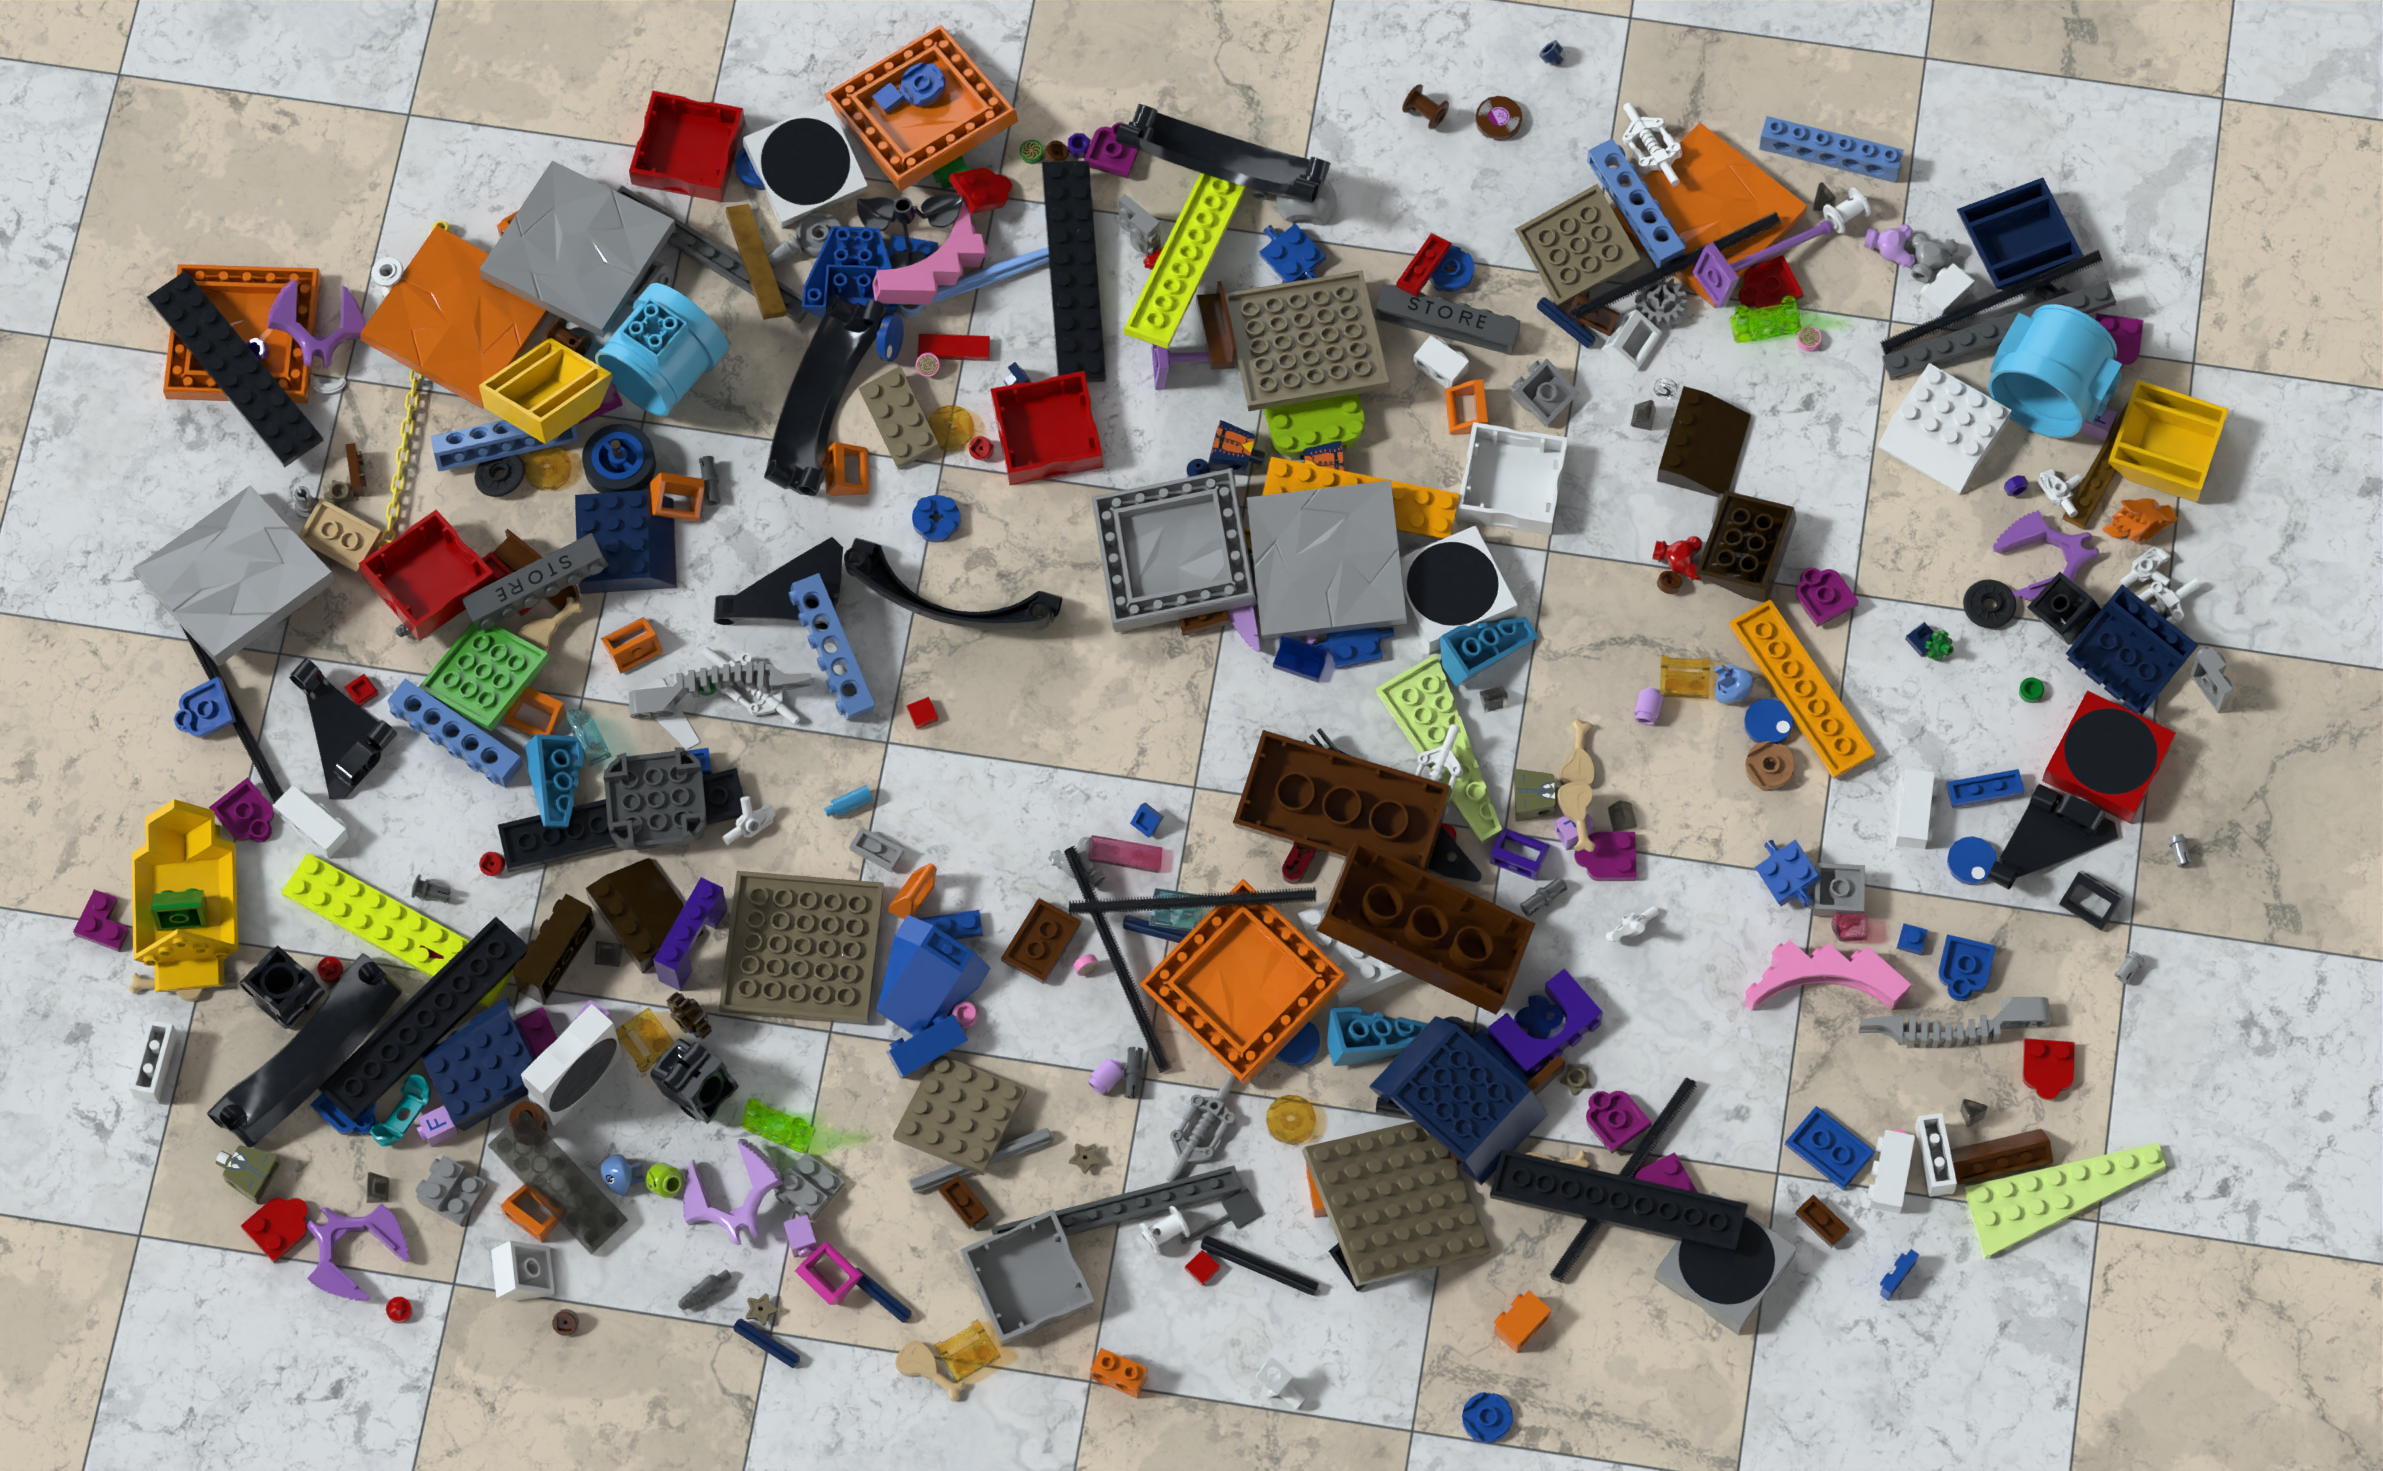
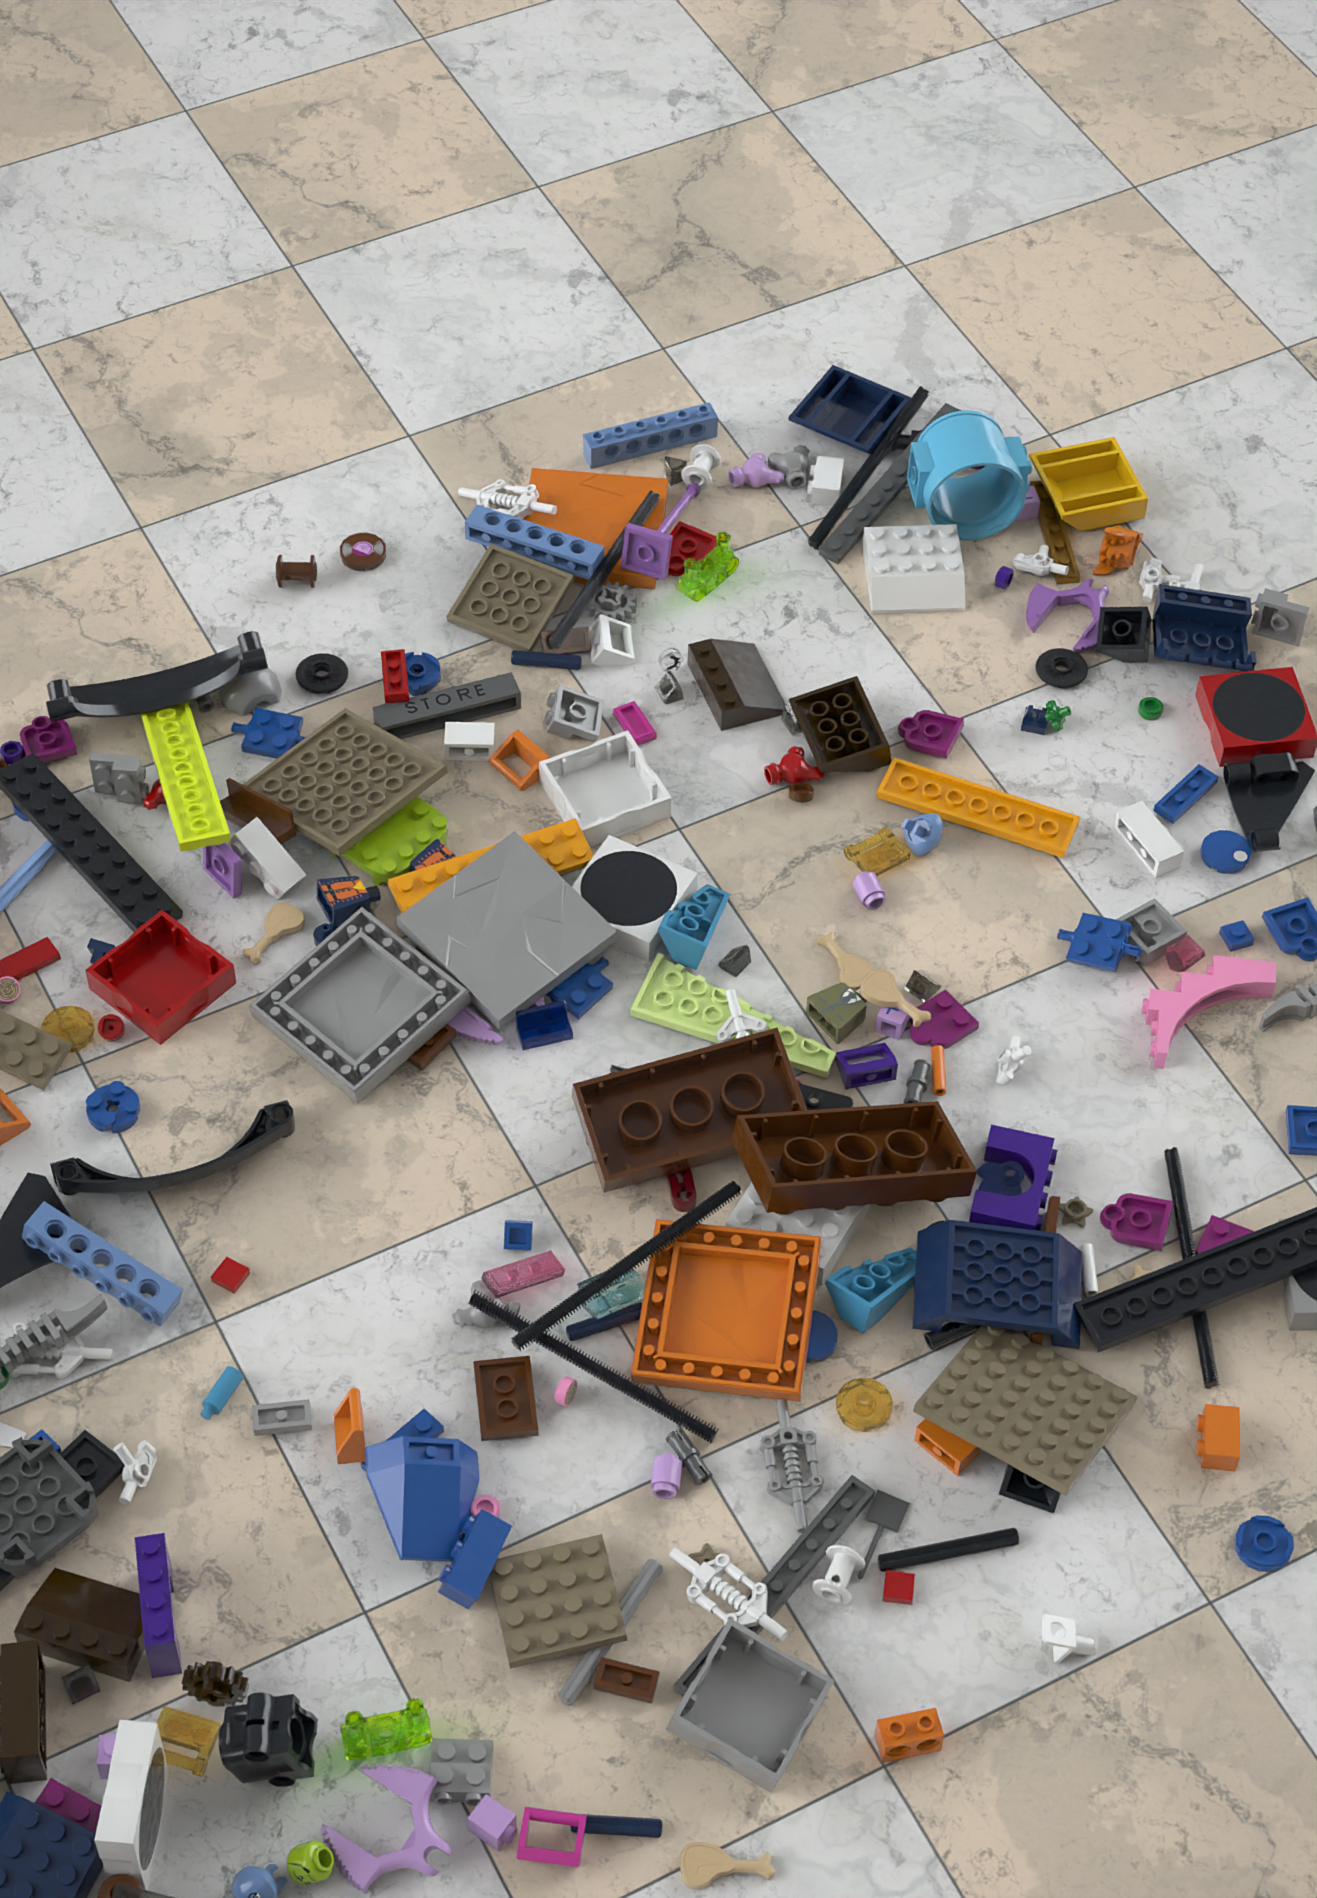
camera: 40 degrees left, 15 degrees down
(801, 947) = (276, 1552): dark tan plate -> none
(971, 1357) = (755, 1822): clear yellow plate -> none
(1072, 1169) = (708, 1577): none -> white bar
(1174, 435) = (280, 921): none -> tan piece
(1195, 375) = (267, 858): none -> white brick
(1375, 233) = (330, 663): none -> black wheel
(1544, 1131) = (1089, 1270): none -> white piece
(1552, 52) = (368, 485): dark blue tile -> none
(1571, 895) = (938, 1070): none -> orange piece
(1590, 429) = (633, 720): none -> dark pink tile
(1768, 721) = (973, 847): blue tile -> none
(1769, 752) = (1003, 888): medium nougat plate -> none
(1809, 338) = (750, 568): tile -> none

